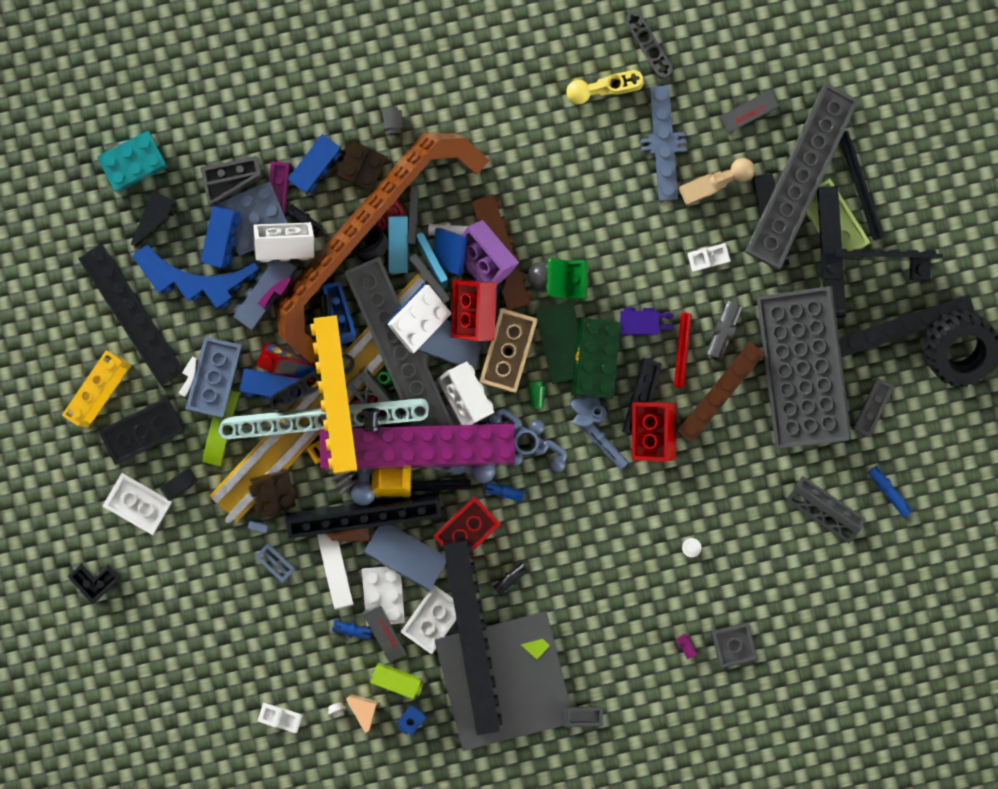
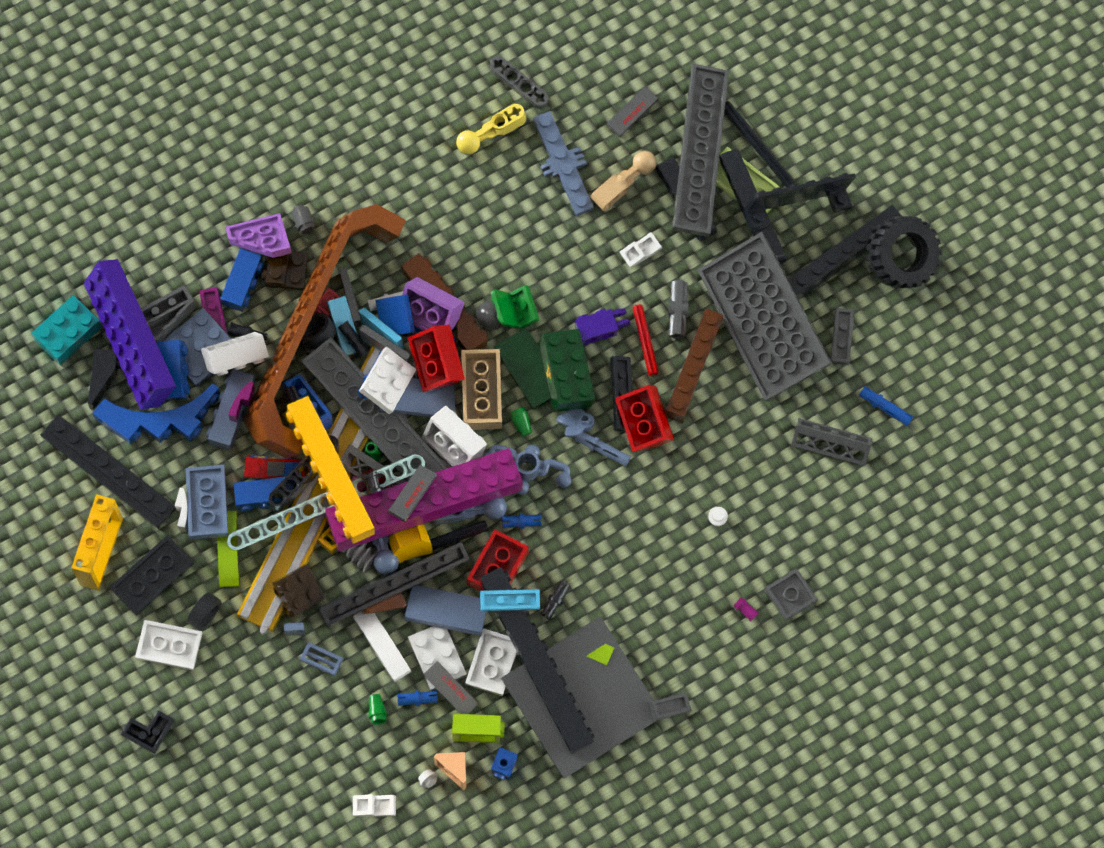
camera: 25 degrees left, 15 degrees down
(188, 189) = (129, 334): none -> dark purple brick
(310, 630) = (377, 711): none -> green cone
(347, 126) = (261, 235): none -> medium lavender plate
(402, 261) = (353, 339): none -> black pin
(406, 442) = (412, 493): none -> dark grey tile
(464, 576) = (510, 600): none -> medium azure tile

